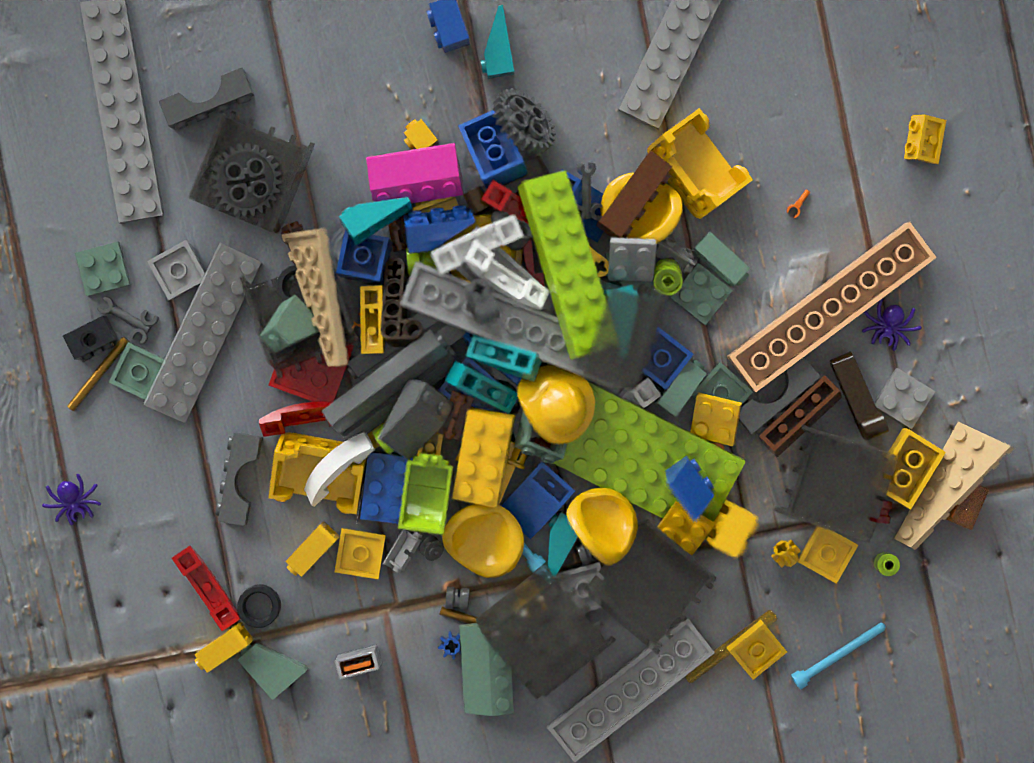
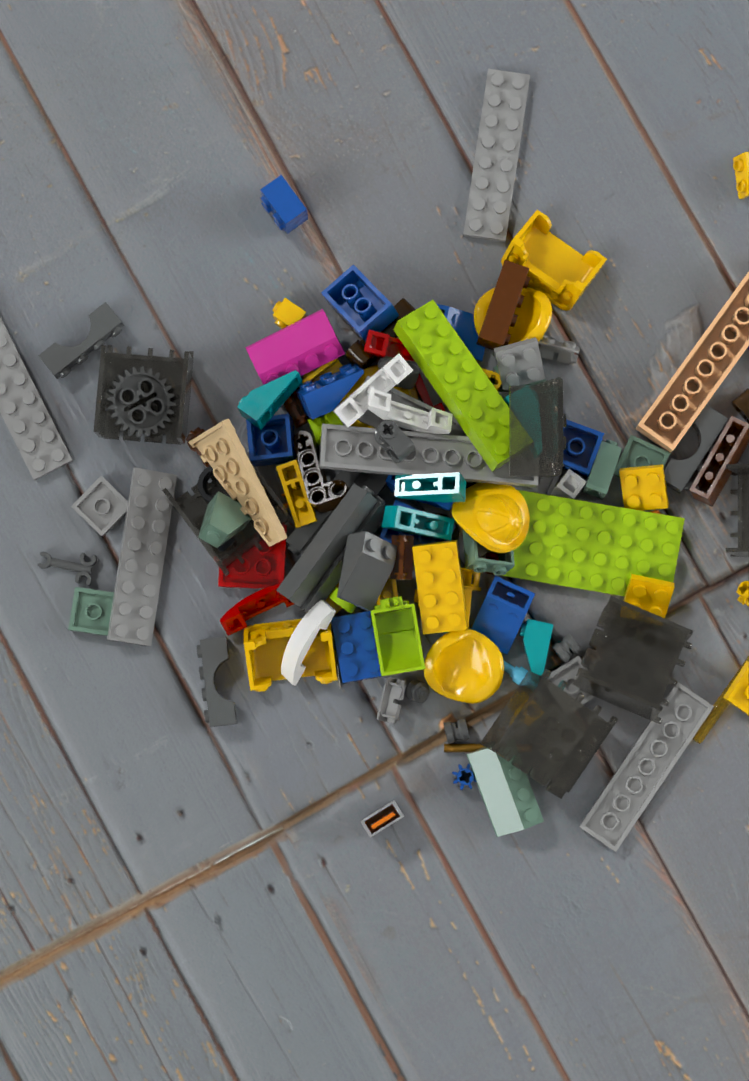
camera: 20 degrees left, 5 degrees down
(72, 499) = (66, 751): dark purple animal -> none
(77, 339) = (27, 597): black brick -> none
(98, 373) = (55, 626): pearl gold bar -> none
(102, 269) = (31, 527): sand green plate -> none
(207, 587) = (217, 794): red slope -> none
(223, 647) = (250, 846): yellow slope -> none
(258, 623) = (256, 793): black tyre -> none
(270, 668) = (301, 852): sand green slope -> none
(311, 549) = (305, 727): yellow slope -> none
(360, 553) = (352, 717): yellow plate -> none
(497, 54) = (336, 216): teal slope -> none
(523, 121) = (380, 269): dark grey gear -> none
(587, 209) = (463, 331): dark grey bar -> none
(604, 523) = (572, 614): yellow piece -> none
(667, 276) = (557, 366): lime wheel -> none
(690, 486) = (640, 553): blue slope -> none
(701, 294) = (593, 378): sand green plate -> none
(721, 260) = (602, 340): sand green window -> none
(732, 528) = (692, 580): yellow brick -> none
(798, 204) = (656, 268): orange hand -> none

